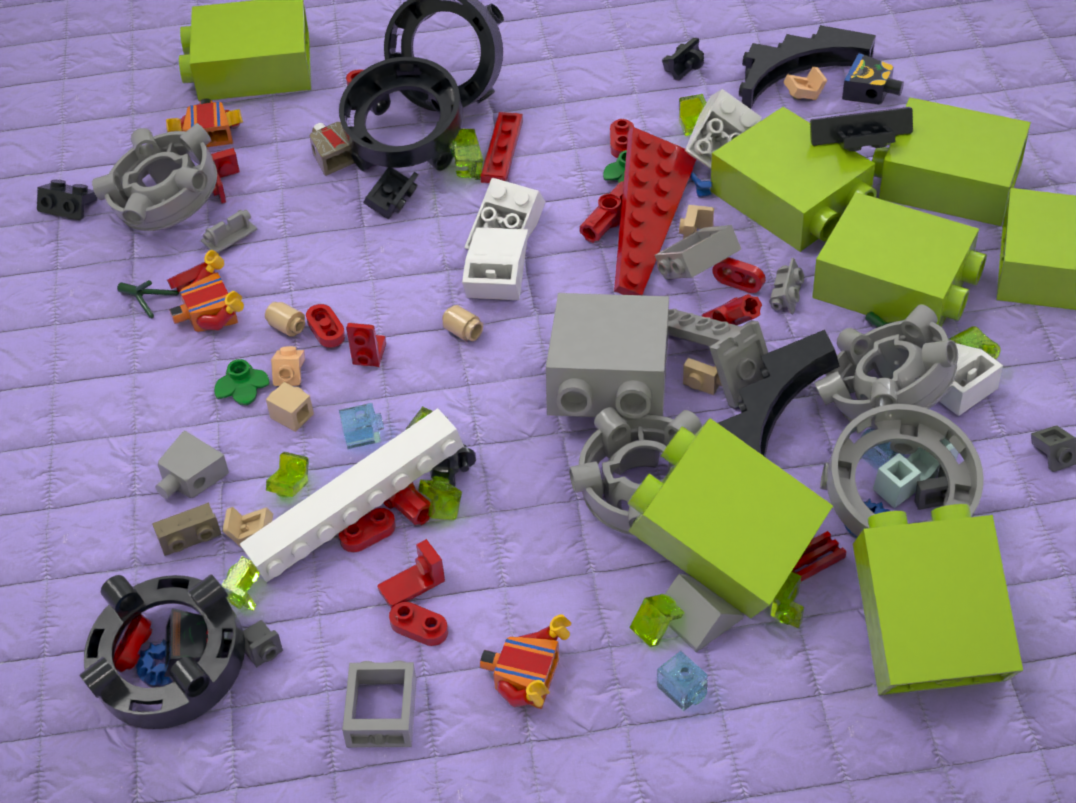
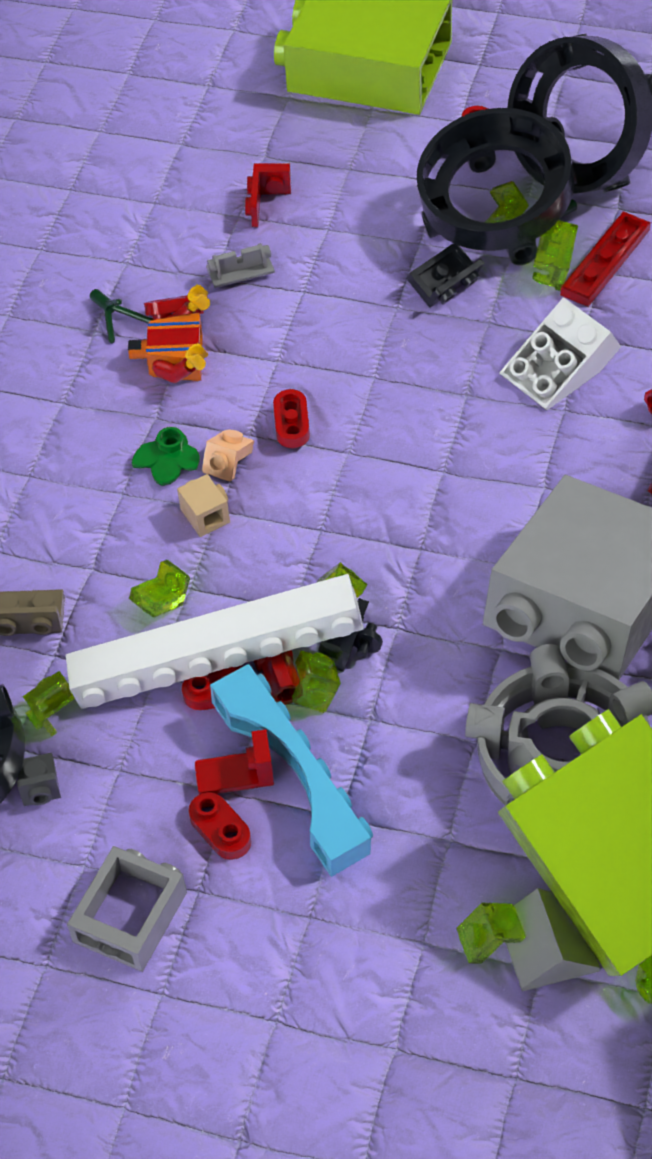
camera: 25 degrees right, 5 degrees up
(63, 199) = (84, 167): black bracket -> none
(170, 165) = (207, 201): light grey piece -> none
(190, 467) = (61, 539): light grey torso -> none
(213, 120) = (275, 124): torso -> none
(242, 527) = (82, 632): tan bracket -> none
(285, 318) = (250, 394): tan brick -> none
(330, 147) = (401, 197): dark tan torso -> none
(361, 425) = (270, 557): clear light blue brick -> none
(365, 345) = (322, 461): red bracket -> none
(413, 128) = (509, 201): none -> clear neon green bracket
(462, 323) = (447, 470): tan brick -> none
(495, 264) = (519, 407): white slope -> none
(509, 592) = (335, 831): none -> medium azure arch
(527, 664) = (311, 929): torso -> none
(682, 681) = (482, 1023): clear light blue brick -> none

